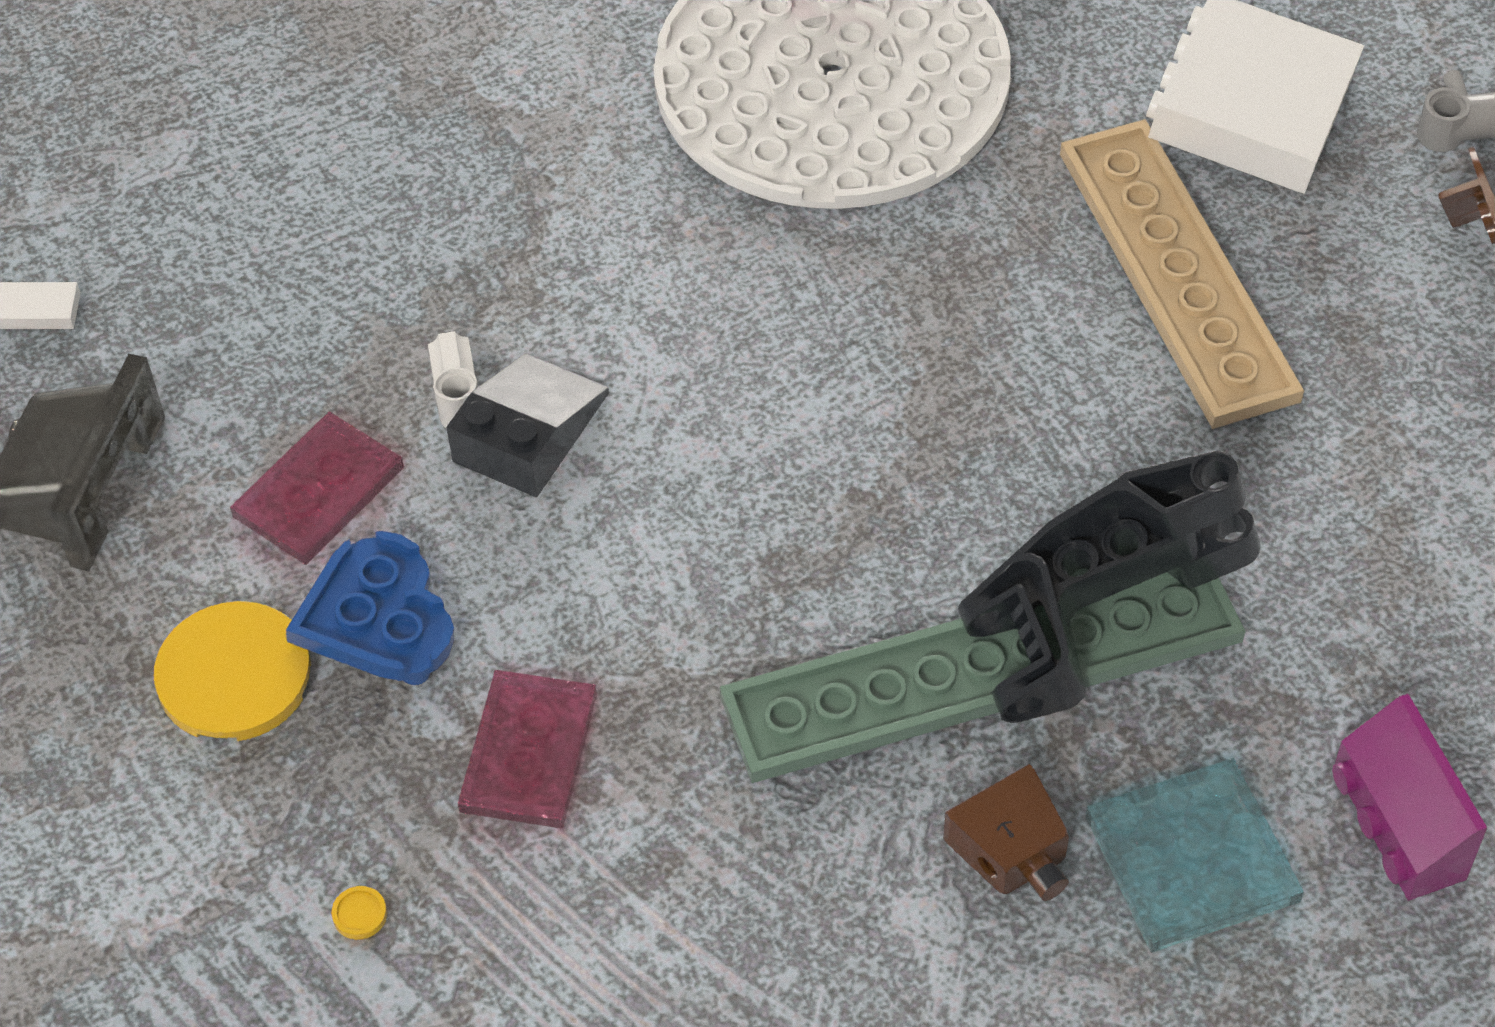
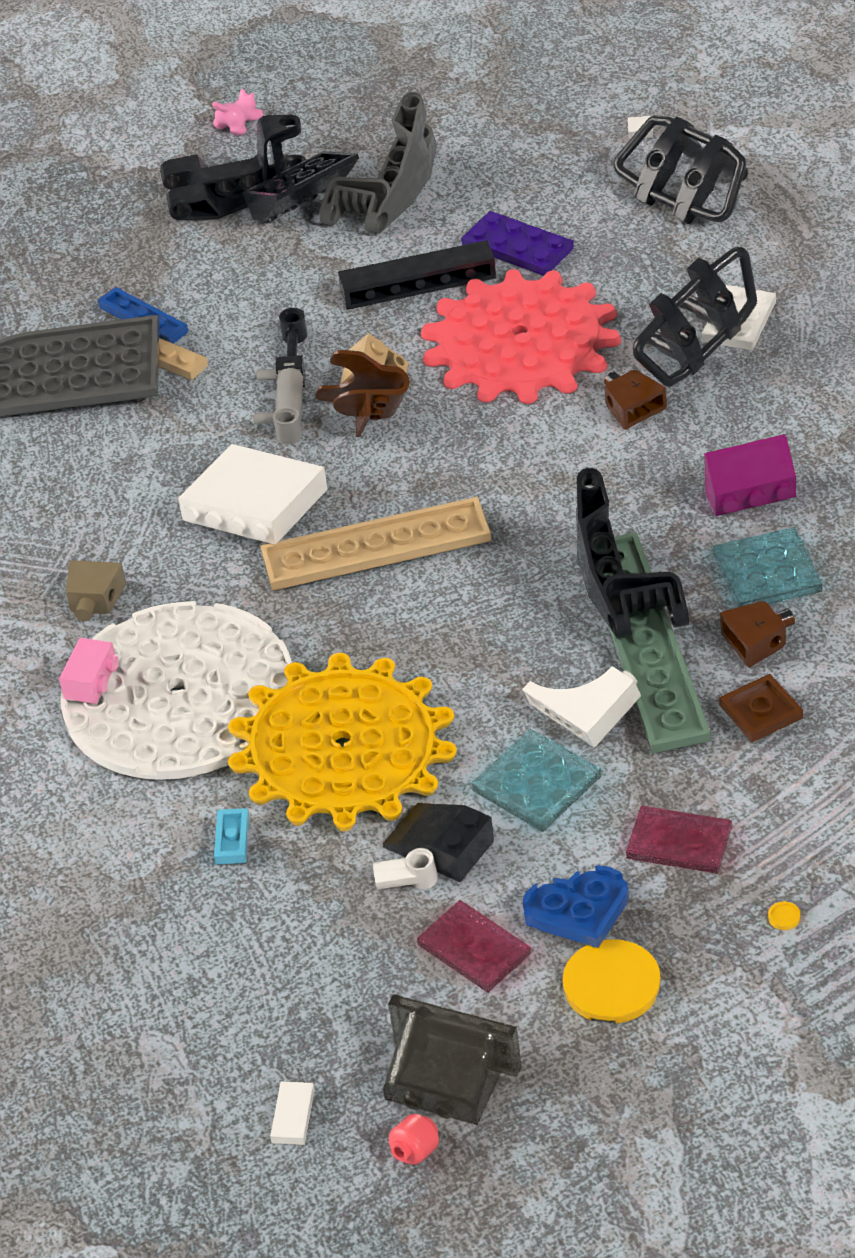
camera: 80 degrees left, 10 degrees down
(534, 170) = (231, 836): none -> medium azure plate
(649, 535) = (536, 780): none -> clear light blue plate
(677, 327) = (386, 749): none -> yellow plate
(790, 582) = (587, 709): none -> white arch
(824, 853) = (761, 707): none -> reddish brown plate

